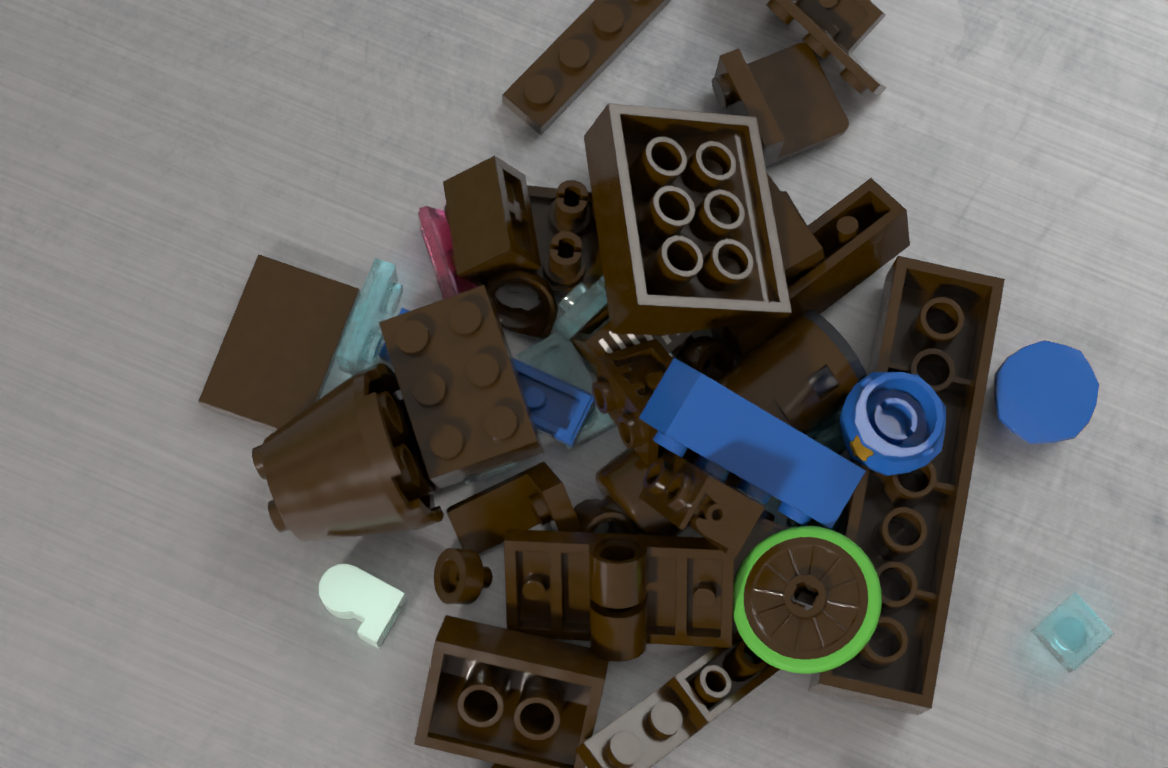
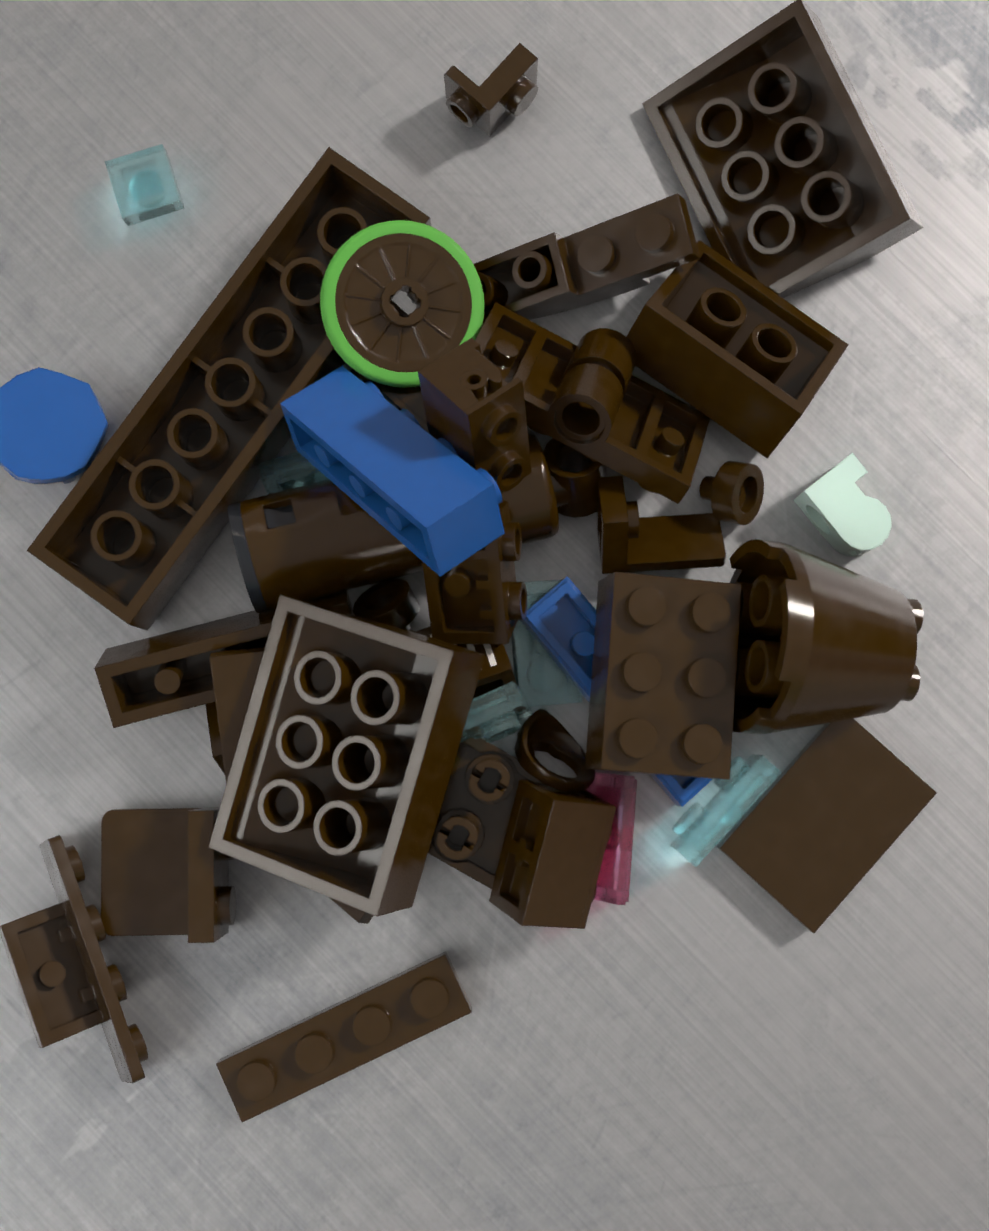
camera: 145 degrees left, 10 degrees up
(893, 422) = (225, 442): blue hat -> none

